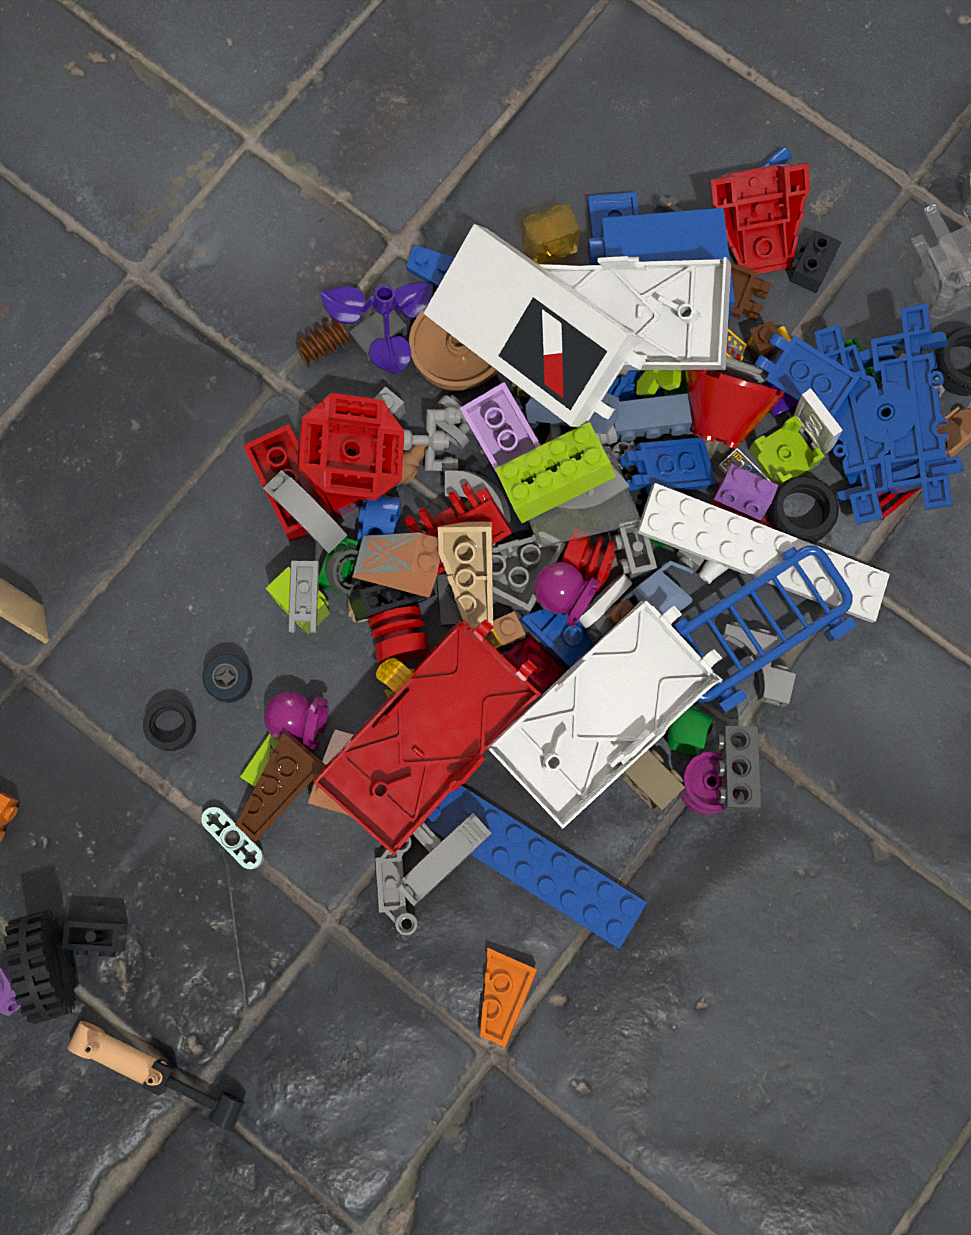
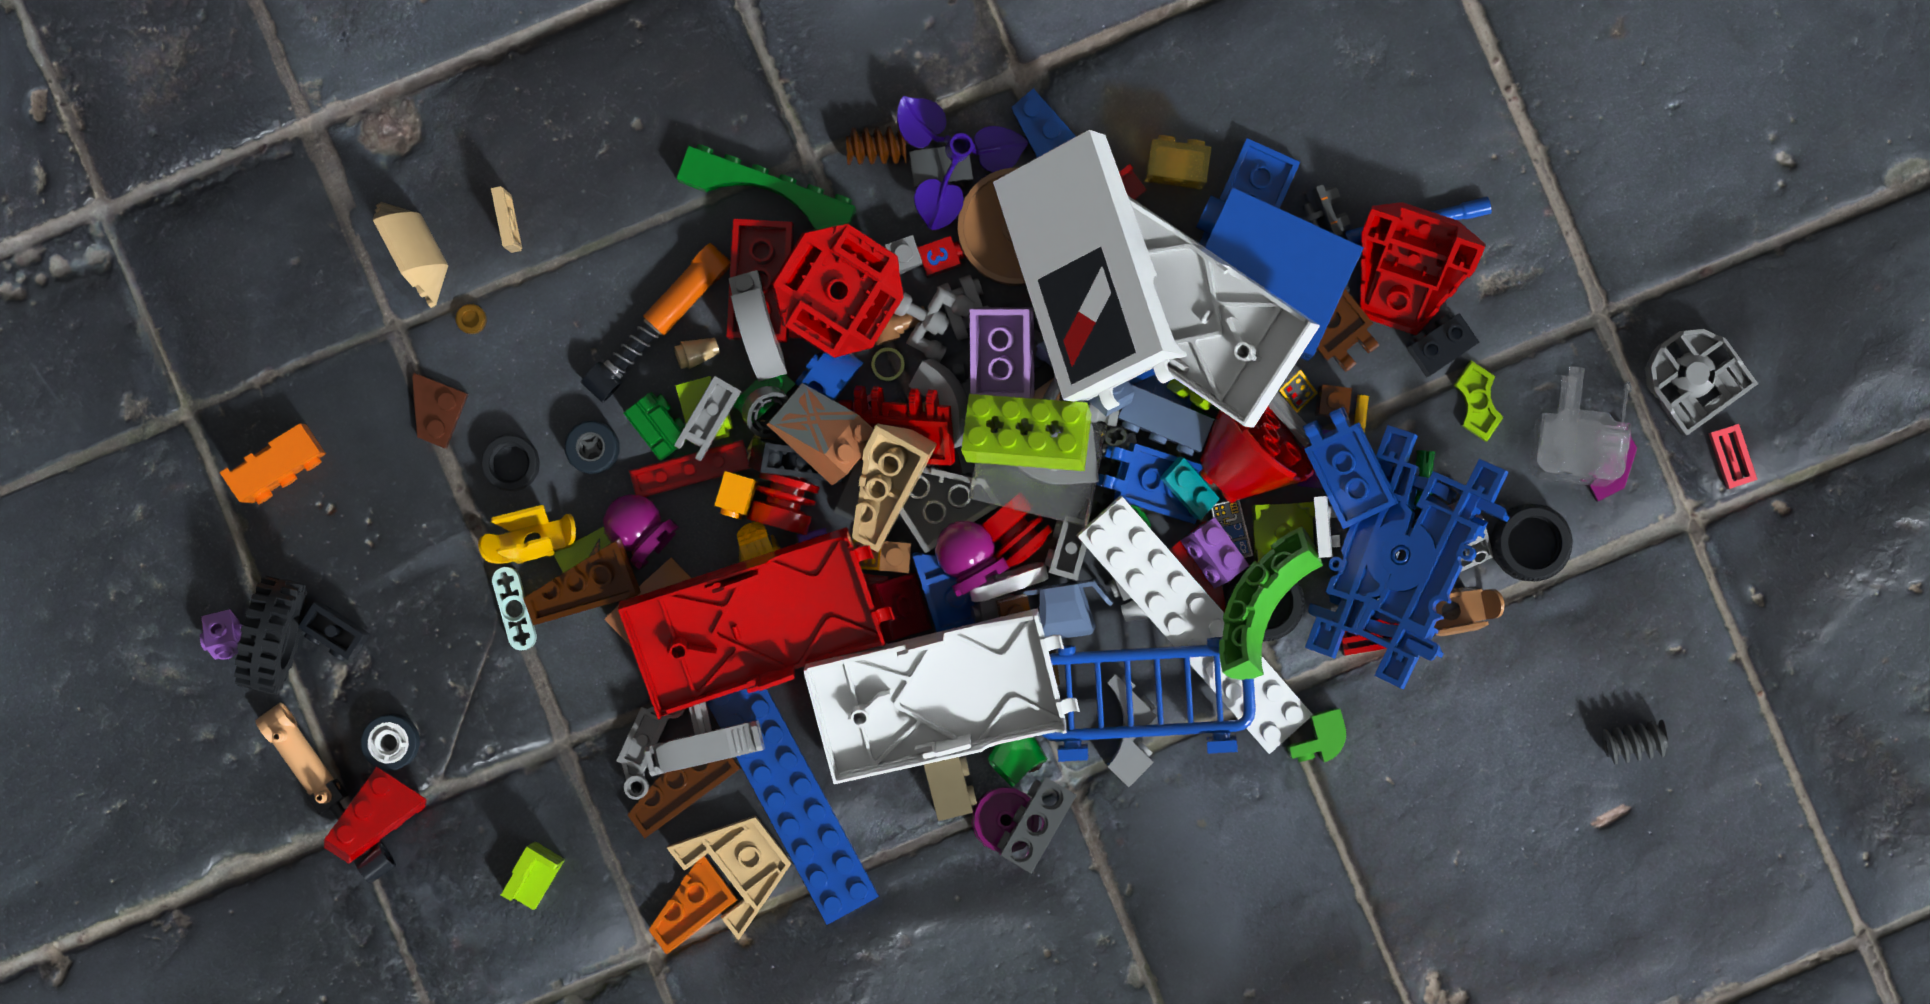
camera: 30 degrees right, 10 degrees up
(68, 541) = (506, 219): none -> tan tile
(81, 634) = (471, 319): none -> pearl gold tile
(90, 718) = (436, 410): none -> copper wing
(172, 1002) = (373, 742): none -> wheel
(202, 1070) = (371, 815): none -> red wedge
(208, 427) = (709, 172): none -> green arch
(213, 773) = (511, 545): none -> yellow piece
(243, 498) = (703, 272): none -> piece
(268, 633) = (656, 424): none -> green brick
(269, 563) = (695, 352): none -> tan cone
(313, 653) = (688, 470): none -> red tile
(359, 646) = (736, 495): none -> light orange arch
(362, 1046) = (532, 875): none -> lime panel
(415, 394) = (940, 256): none -> red brick
(416, 484) = (874, 359): none -> yellowish green piece
(441, 908) = (676, 792): none -> reddish brown wing
(527, 932) = (748, 860): none -> tan wing
(697, 457) = (1189, 488): none -> teal plate
(799, 501) = (1257, 598): none -> bright green brick
(871, 296) = (1475, 388): none -> lime tile
(912, 584) = (1329, 737): none -> bright green brick

